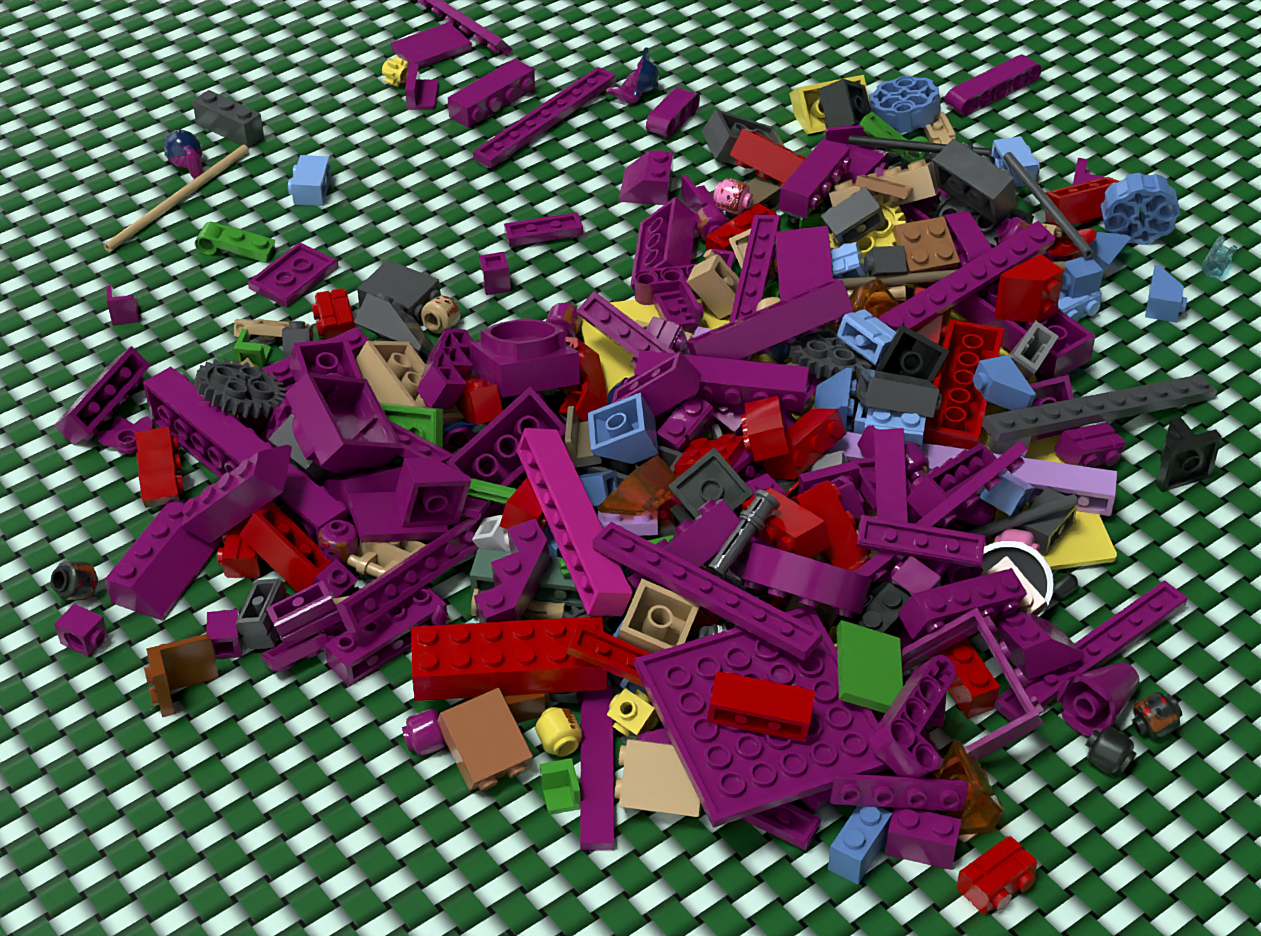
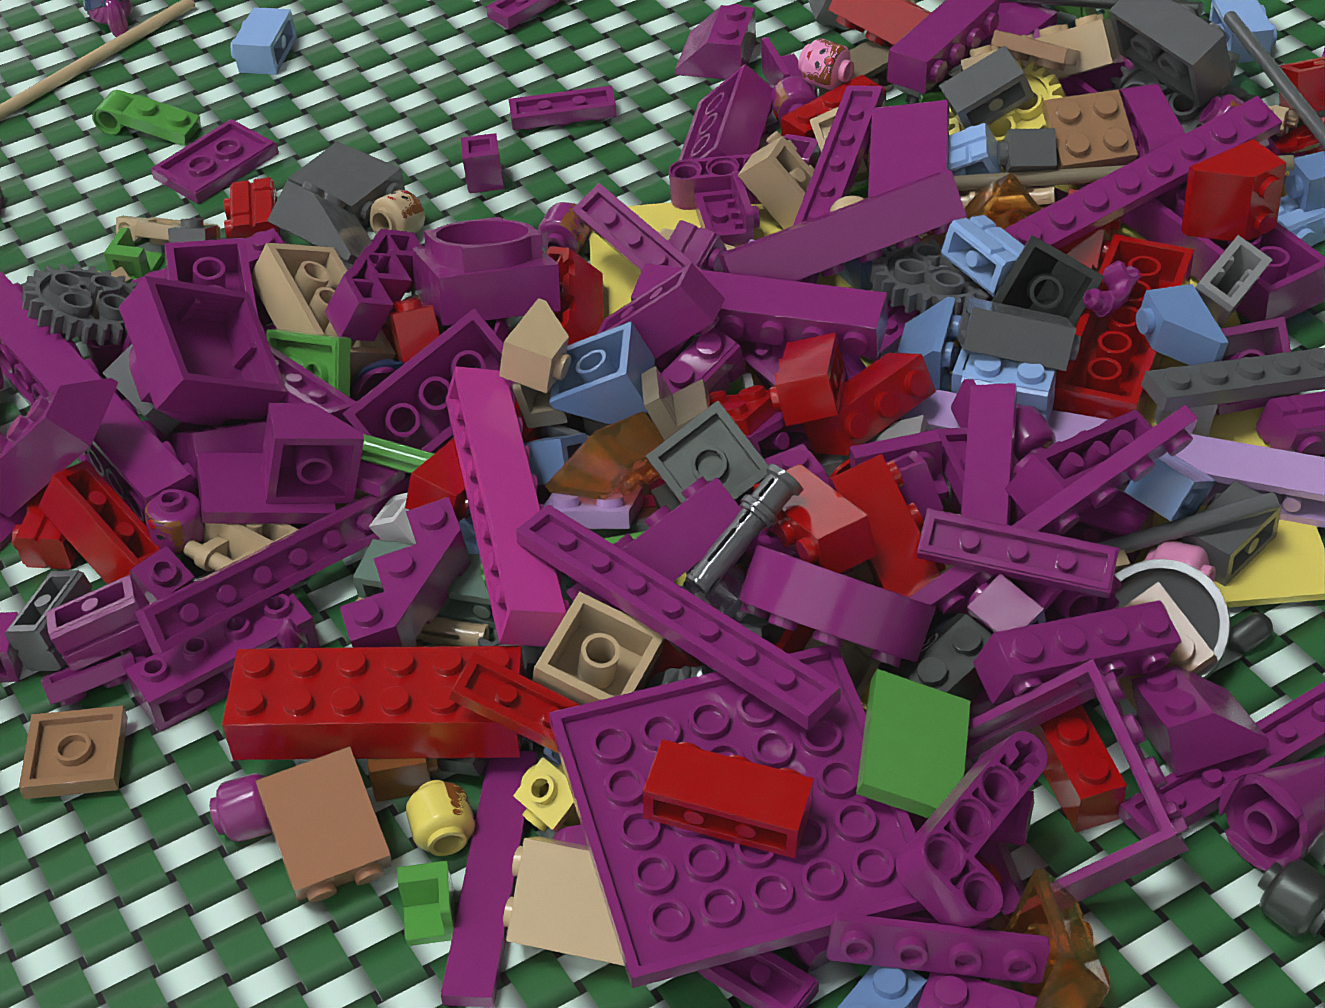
camera: 10 degrees right, 0 degrees up
(296, 702) = (73, 752): none -> medium nougat plate
(580, 414) = (536, 350): none -> tan slope
(680, 452) = (669, 410): none -> dark tan panel
(959, 356) = (1120, 284): none -> magenta piece

